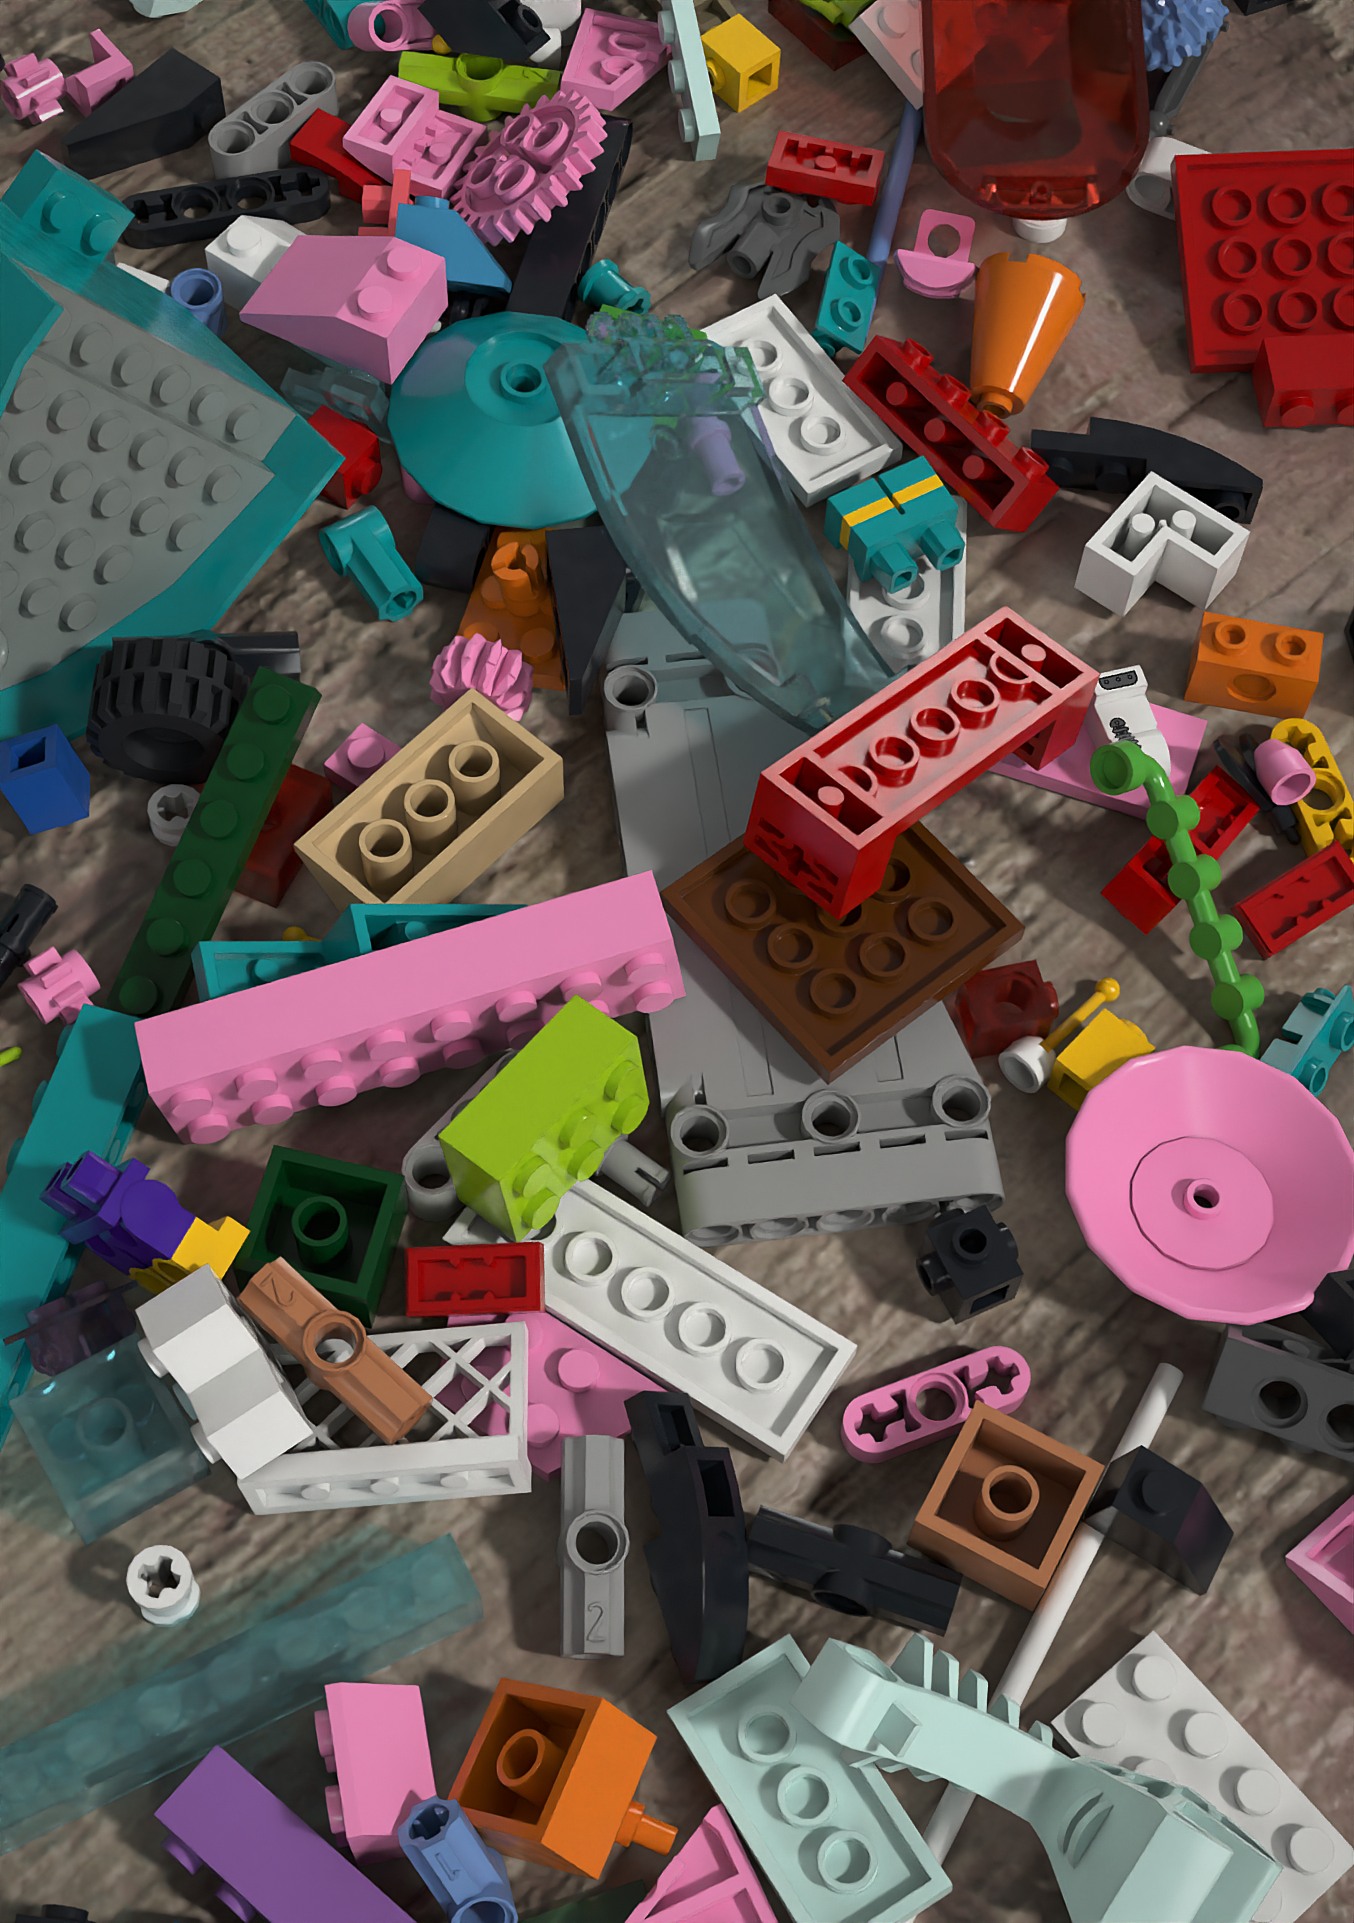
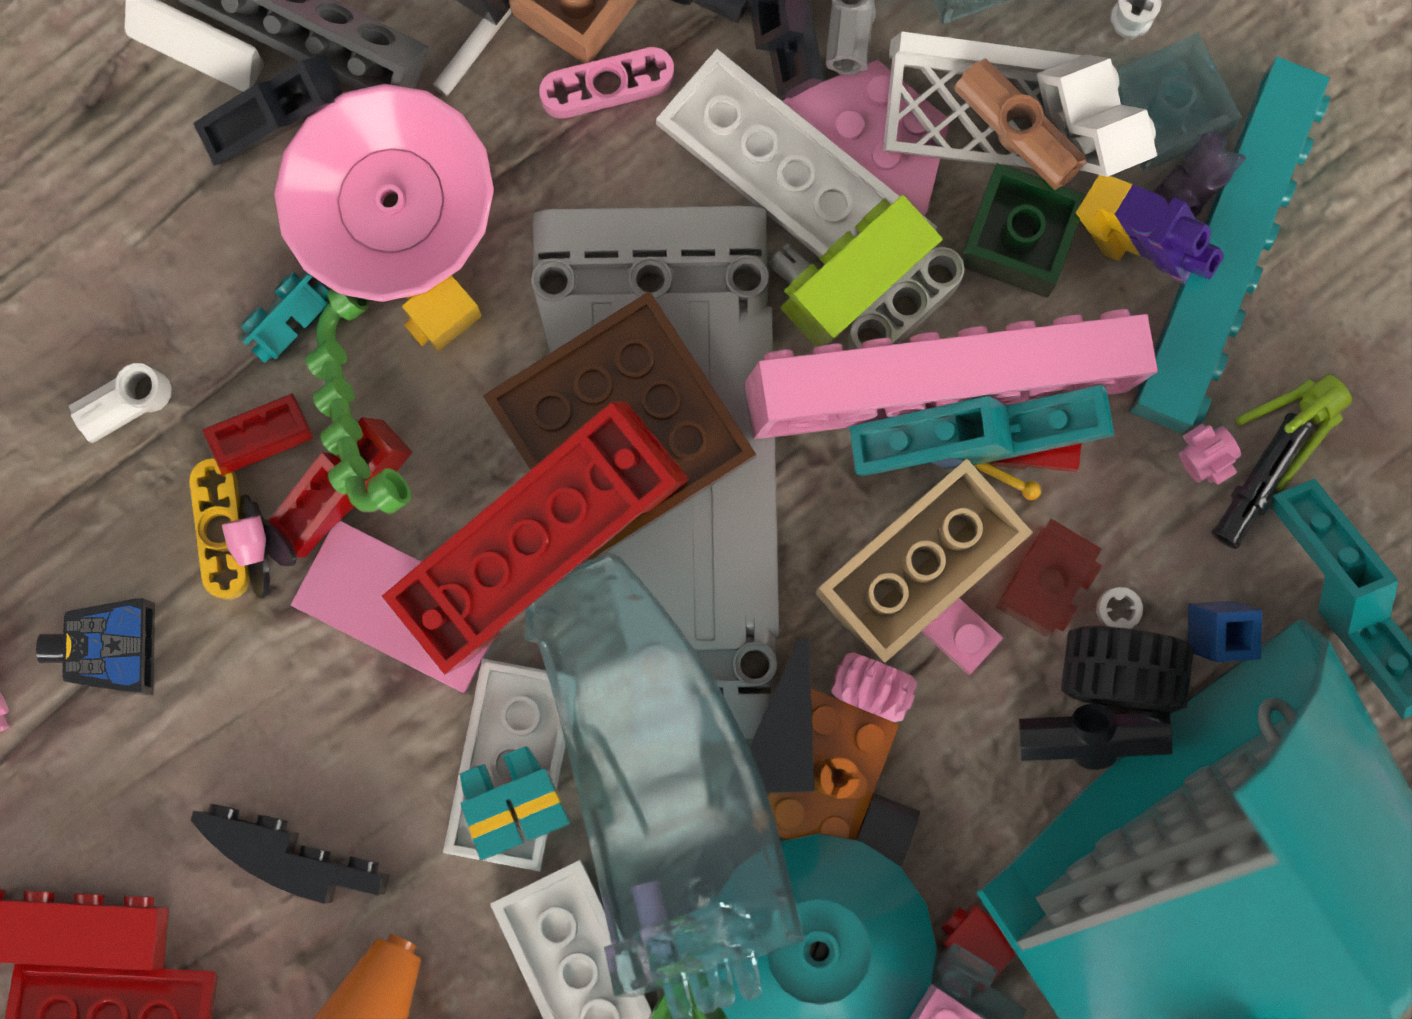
camera: 170 degrees left, 20 degrees up
(214, 845) = (1093, 541): dark green plate -> none
(367, 553) = (959, 841): teal piece -> none
(475, 1280) = (925, 184): red plate -> none
(955, 438) = (448, 905): red brick -> none
(969, 1262) = (568, 166): black brick -> none
(991, 1029) = (516, 347): clear red brick -> none
(1031, 1059) = (488, 327): white hinge -> none
(1123, 713) = (361, 586): white leg -> none
(1163, 539) = (289, 776): white brick -> none
(1253, 666) = (242, 645): orange brick -> none

